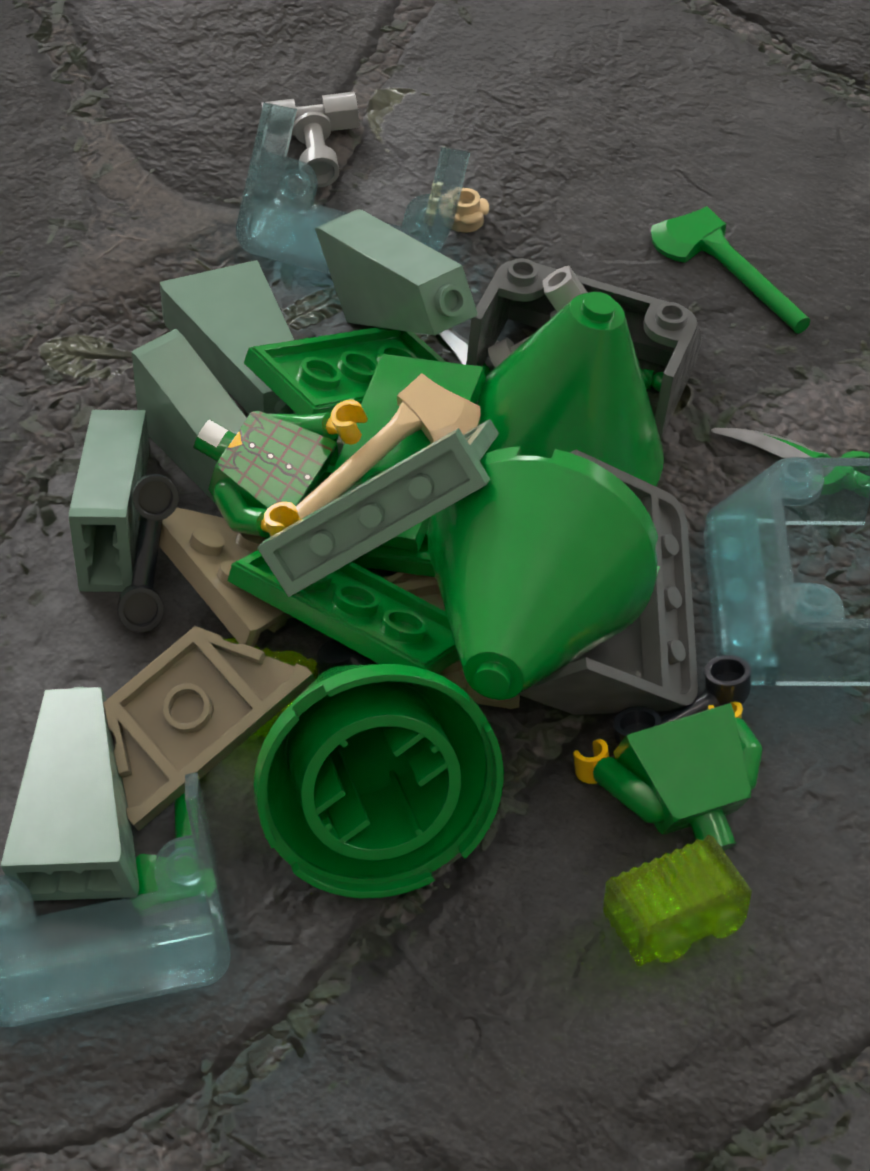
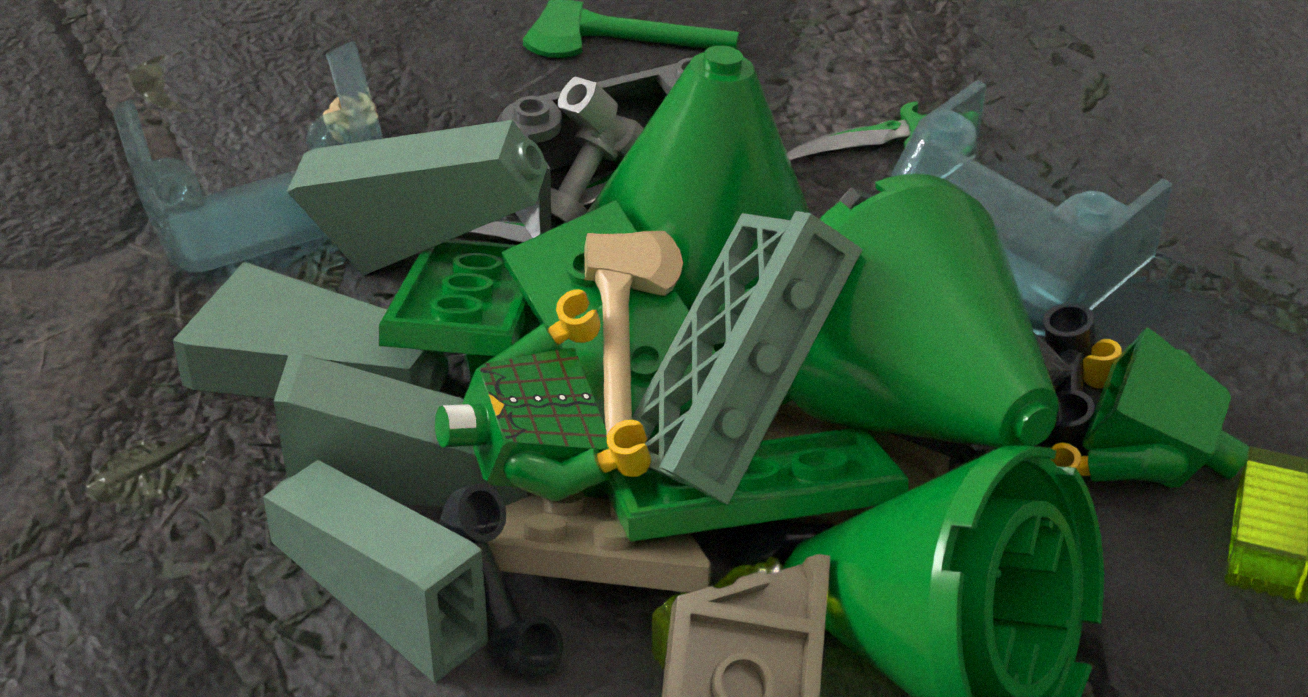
camera: 45 degrees left, 5 degrees down
(314, 126) = (85, 138): light grey bar -> none

